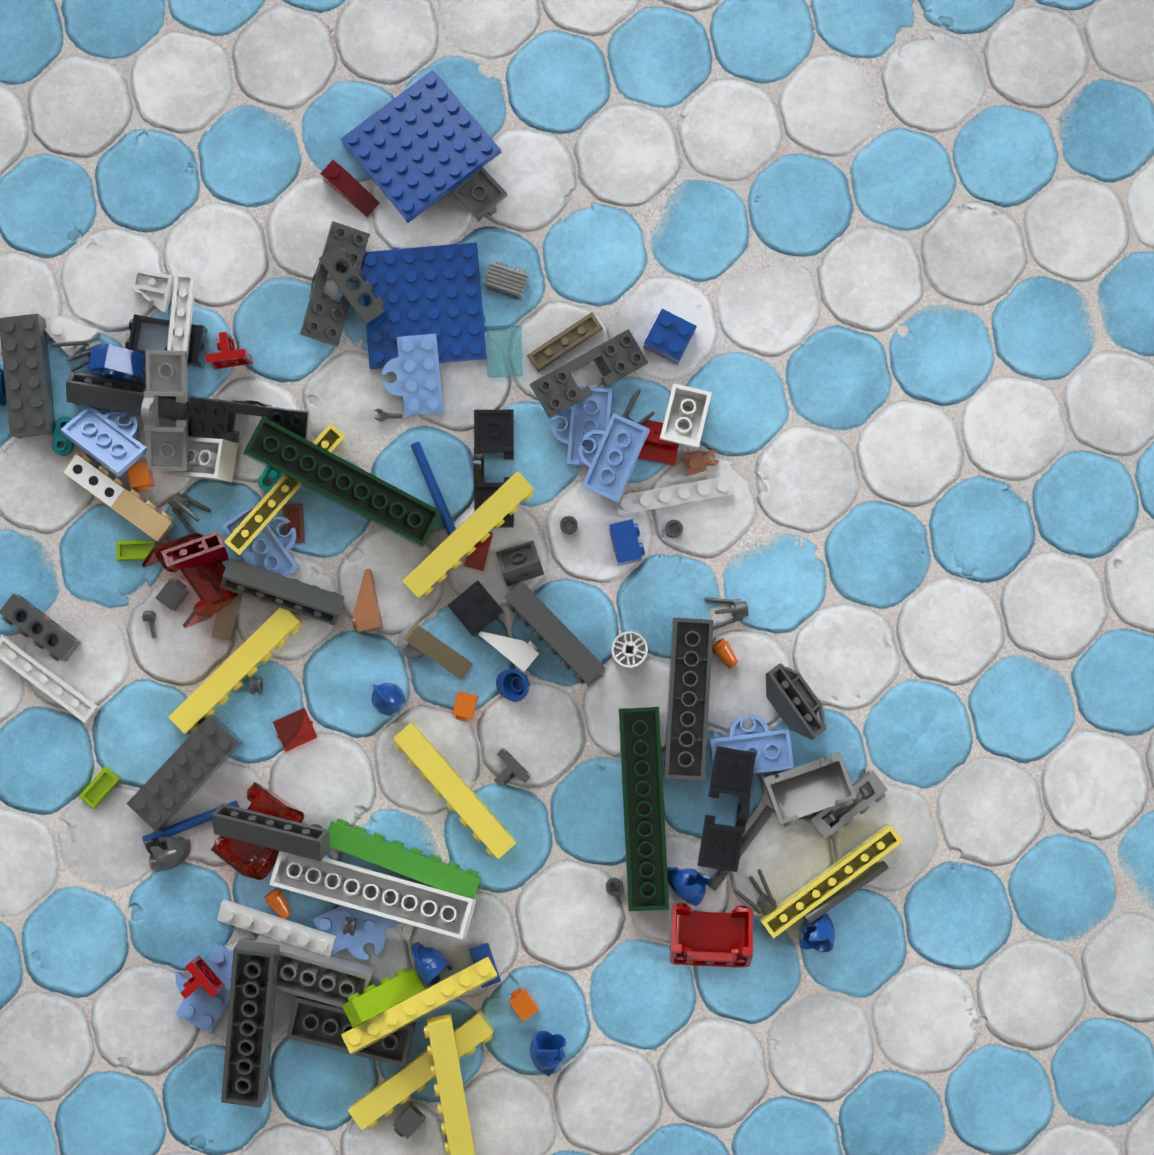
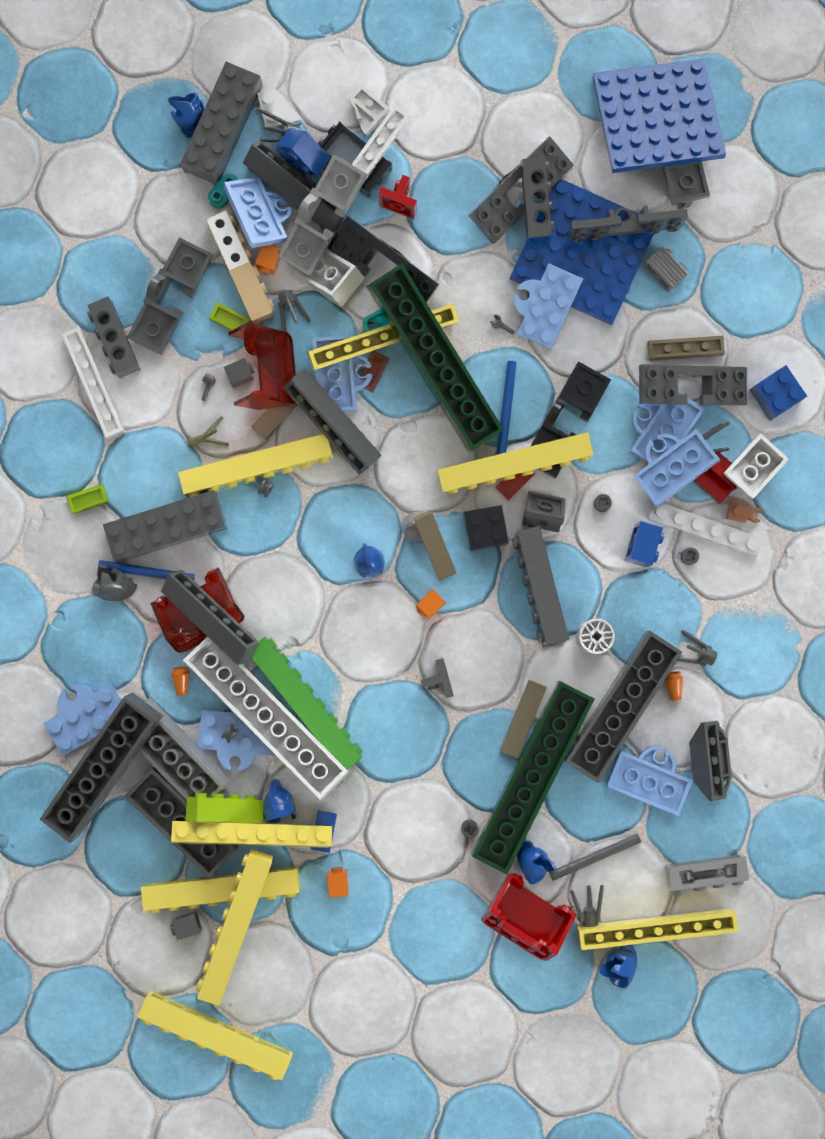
camera: 25 degrees right, 0 degrees up
(69, 593) = (155, 323): none -> dark grey plate
(174, 670) = (204, 437): none -> olive plant
(197, 553) = (282, 349): dark red slope -> none
(202, 976) = (83, 705): red bracket -> none
(276, 928) = (167, 700): white plate -> none
(295, 729) = (276, 543): clear red piece -> none
(349, 188) = (577, 117): dark red slope -> none
(367, 608) = (394, 475): nougat slope -> none
(454, 257) = (613, 226): none -> dark grey plate
(454, 790) = (381, 670): light yellow brick -> none
(504, 351) = (630, 327): clear light blue piece -> none
(512, 685) = (480, 609): blue piece -> none
(515, 650) = (499, 583): white slope -> none
(547, 1051) = (334, 934): blue helmet -> none
(607, 760) = (523, 719): none -> dark tan tile
(730, 775) = (580, 843): black plate -> none
(809, 789) = (684, 841): light grey windscreen -> none
(845, 892) = (664, 946): dark grey piece -> none

